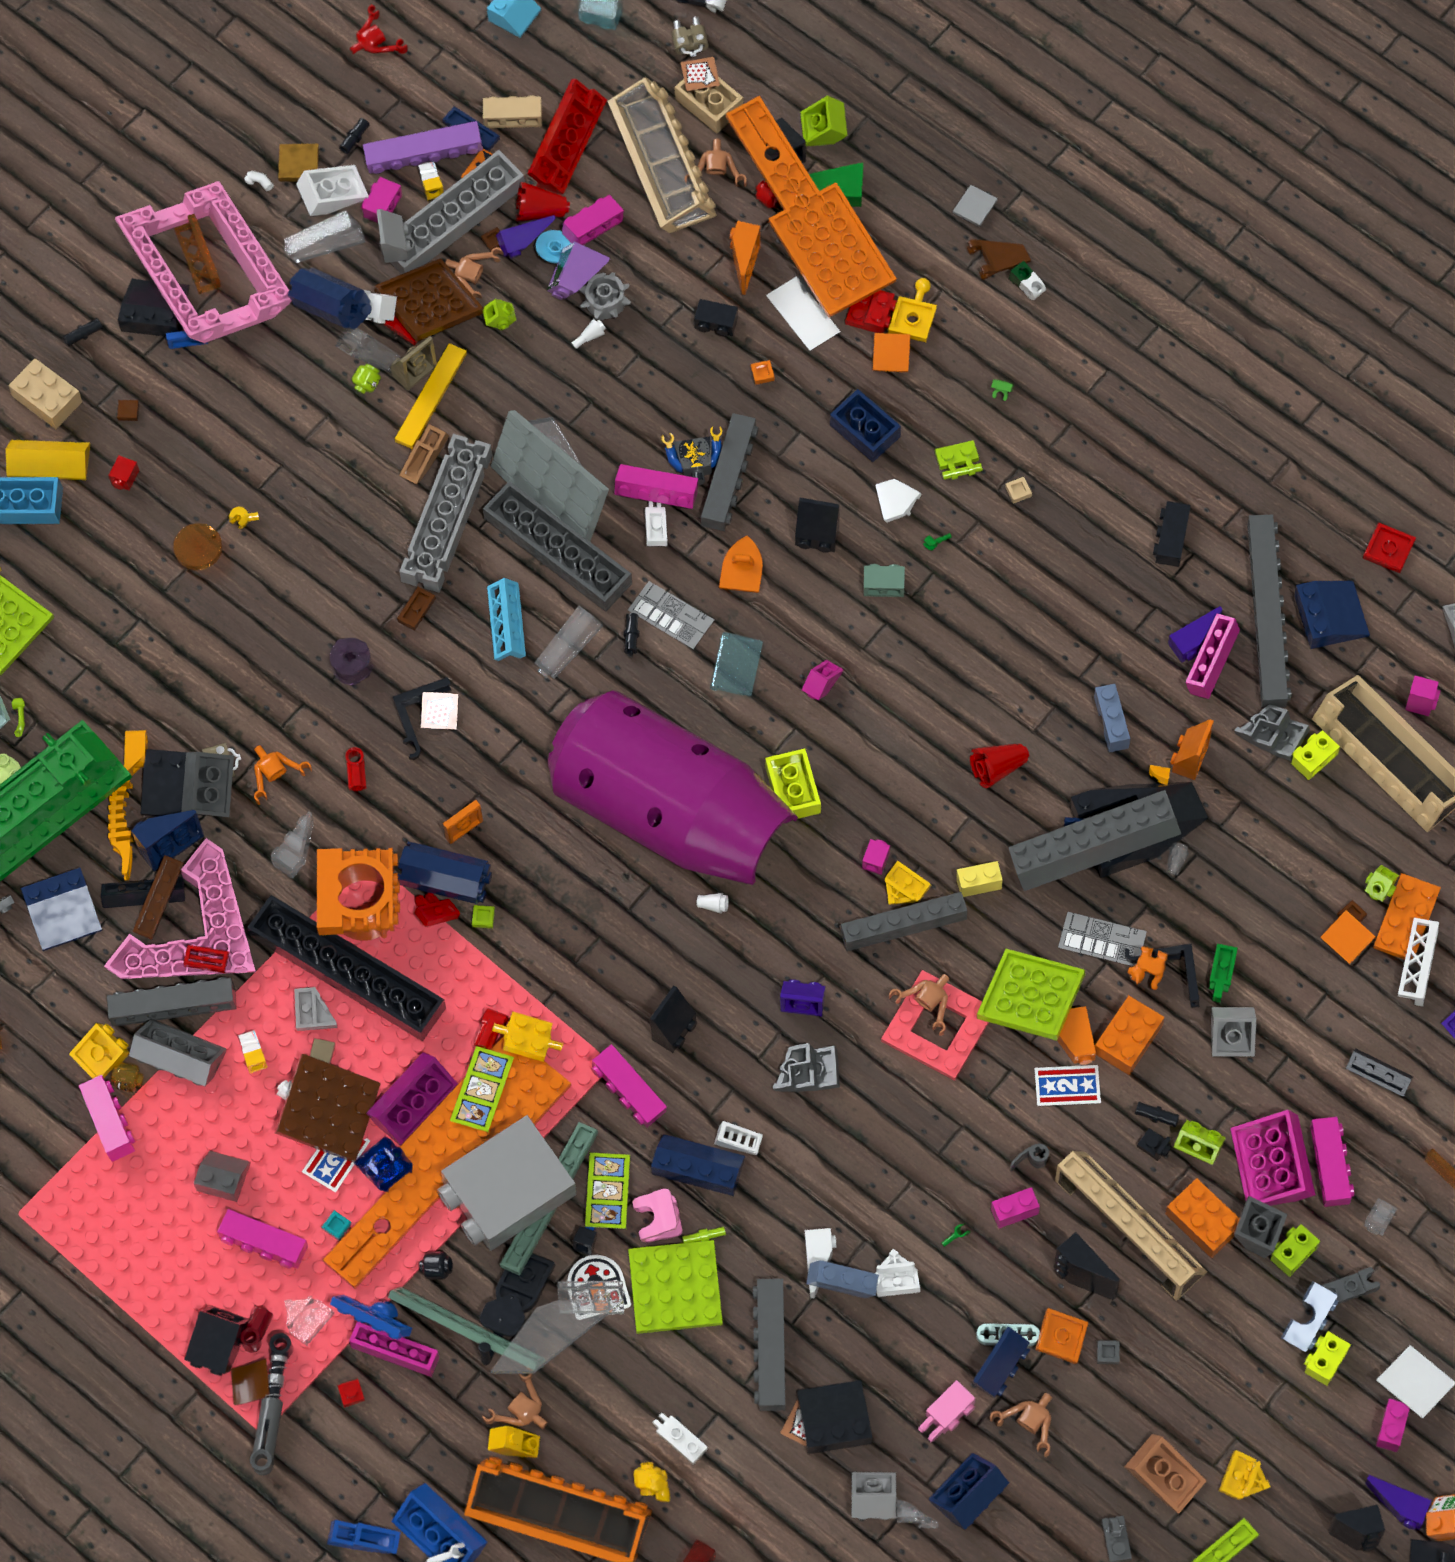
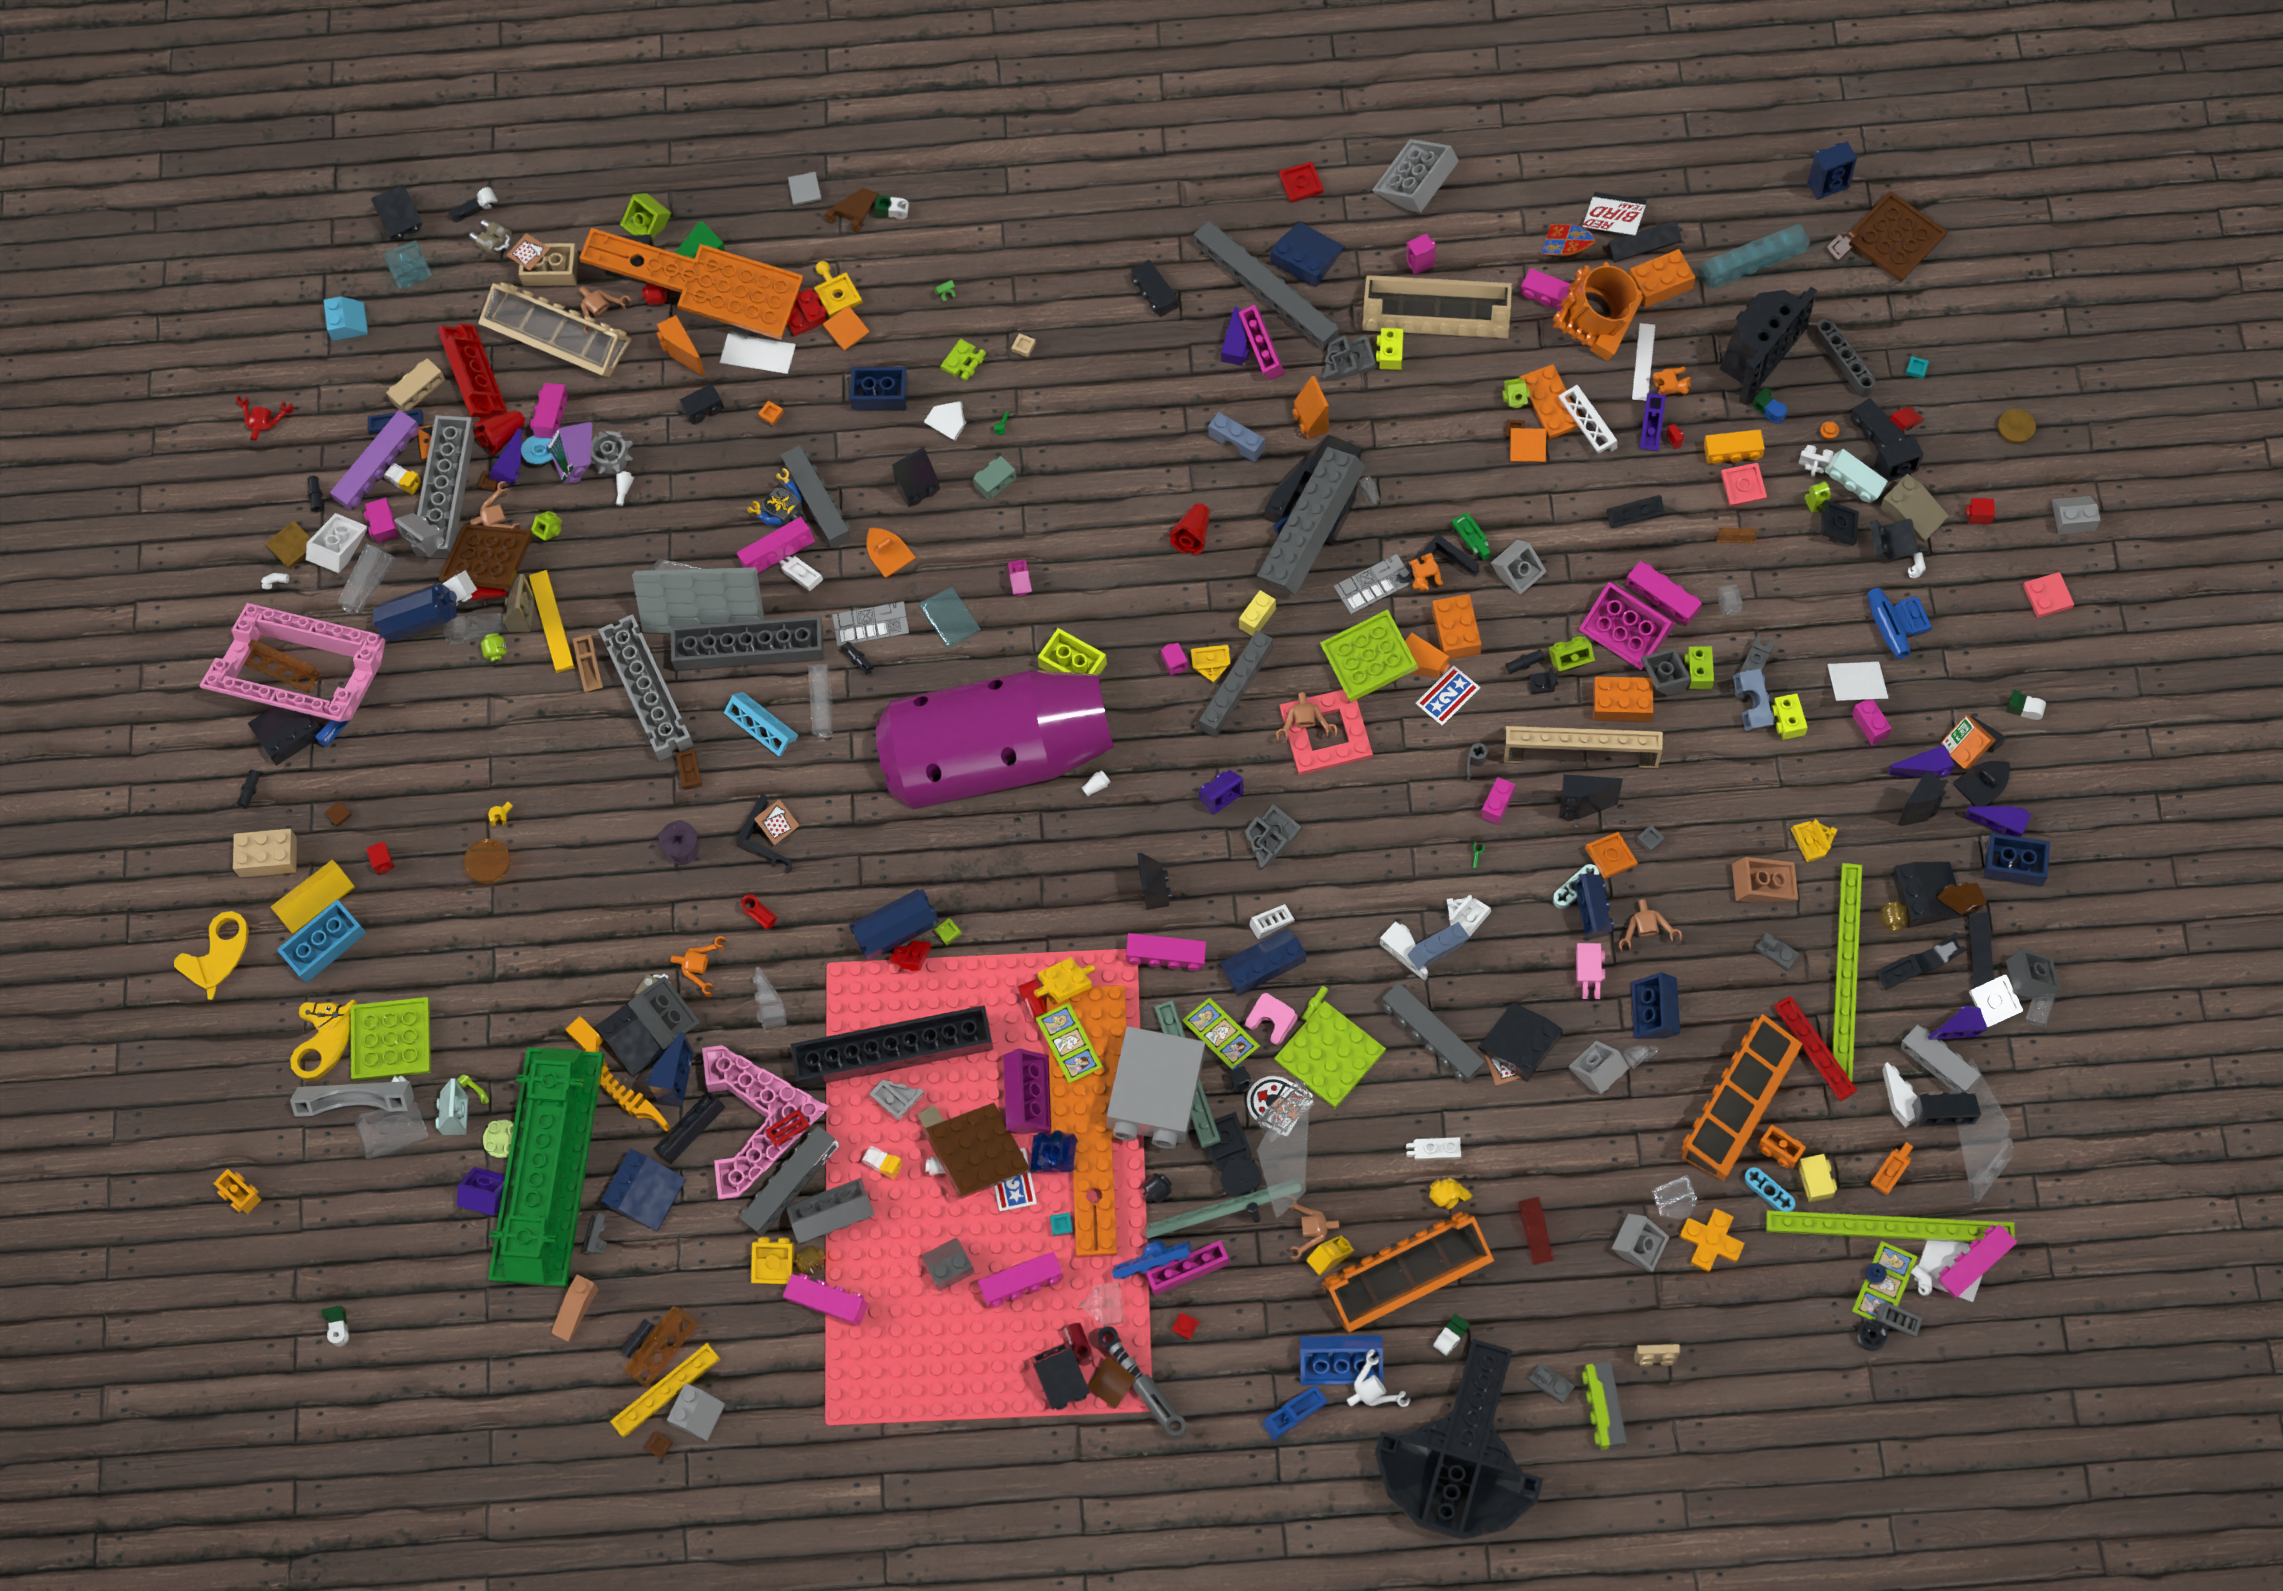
camera: 40 degrees left, 0 degrees up
(158, 897) = (706, 1119): reddish brown tile -> none
(342, 868) = (846, 959): orange hose -> none
(463, 822) = (872, 879): orange tile -> none
(1160, 773) = (1303, 445): light orange tile -> none

